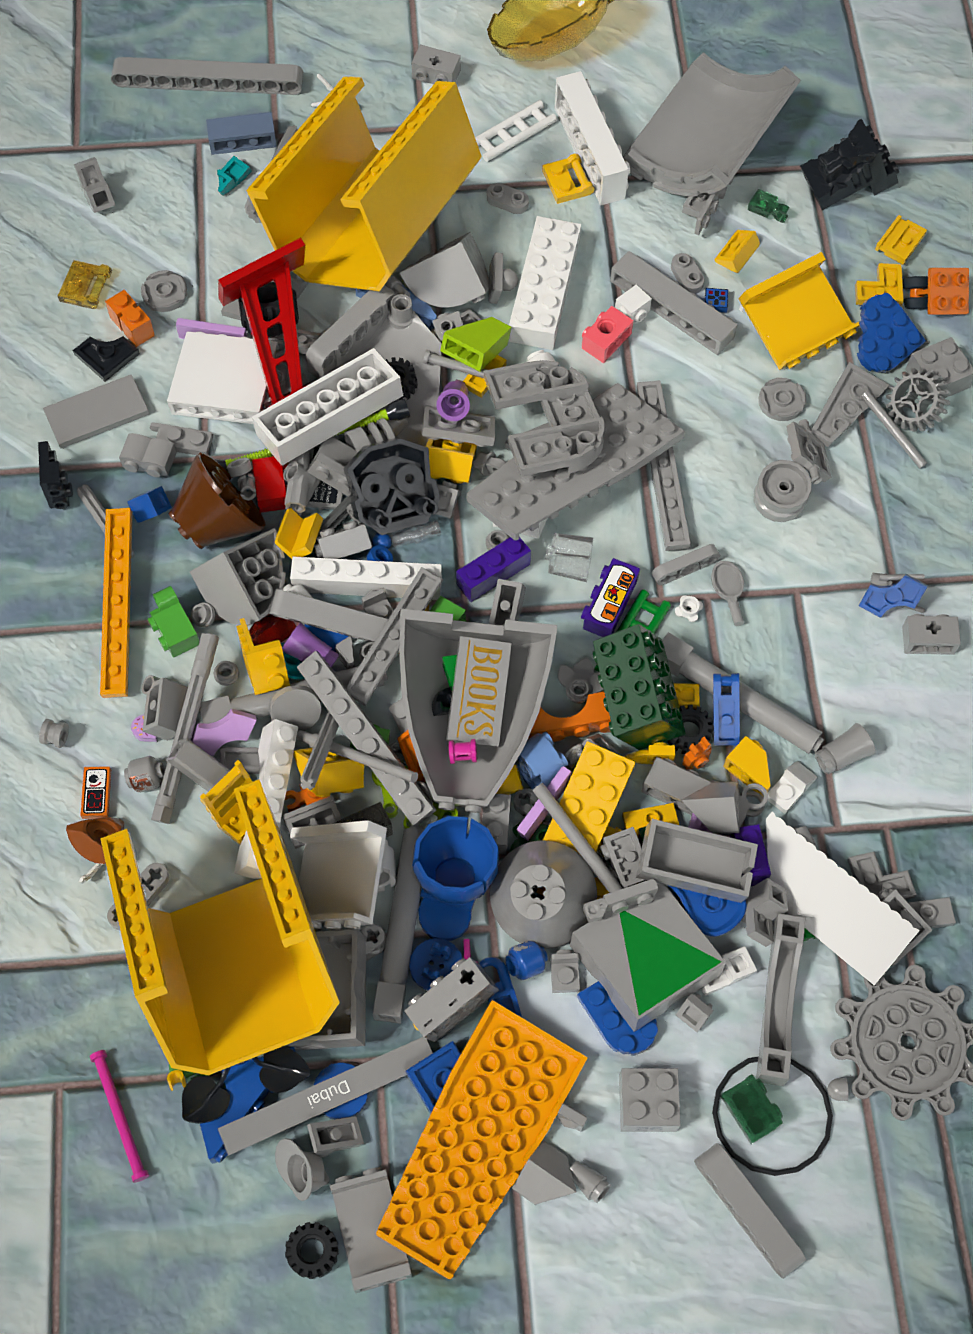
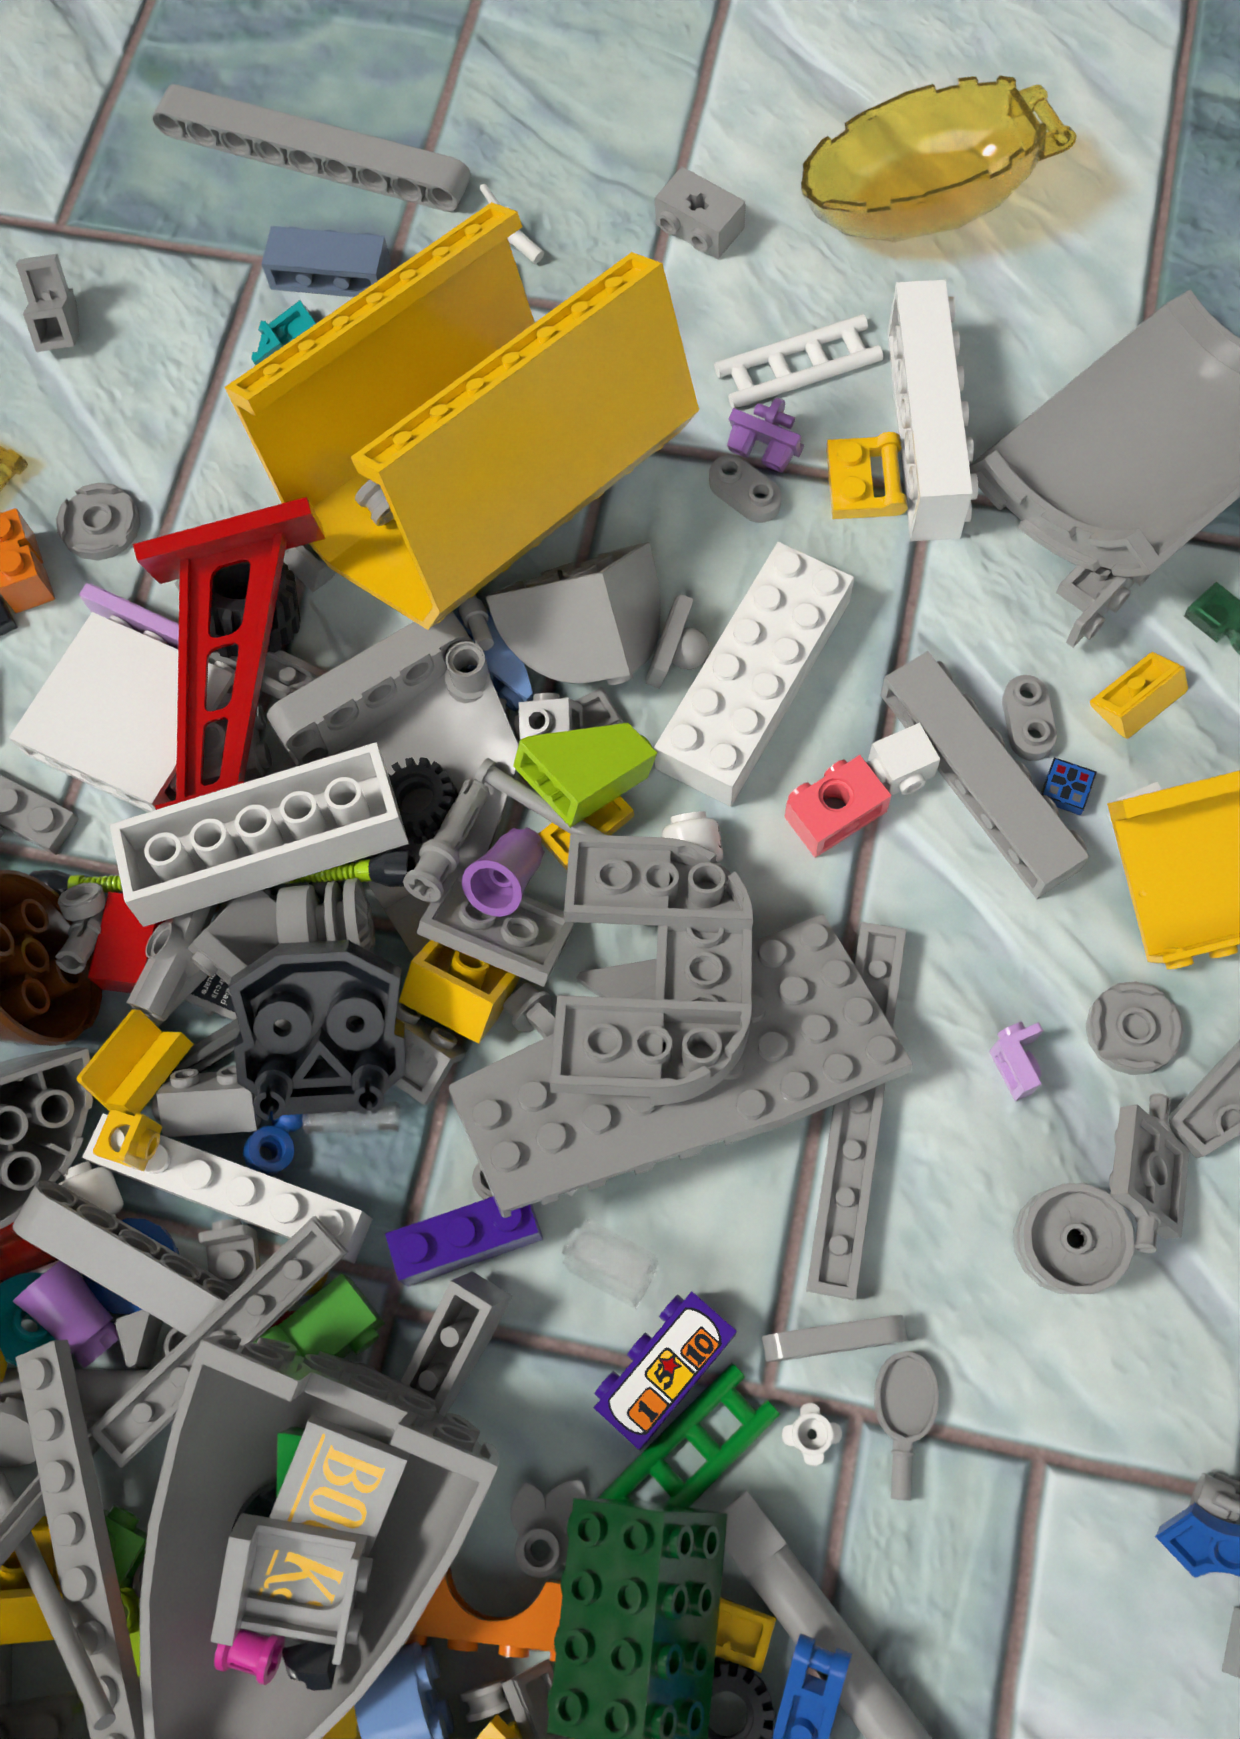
camera: 25 degrees right, 5 degrees up
(322, 555) = (138, 1144): none -> yellow bracket
(325, 239) = (373, 498): none -> light grey wheel
(420, 396) = (440, 854): none -> light grey pin
(498, 744) = (311, 1664): none -> black tile
(499, 728) = (321, 1624): none -> light grey panel
(510, 165) = (780, 441): none -> medium lavender hips
(732, 426) = (1015, 1065): none -> lavender bracket

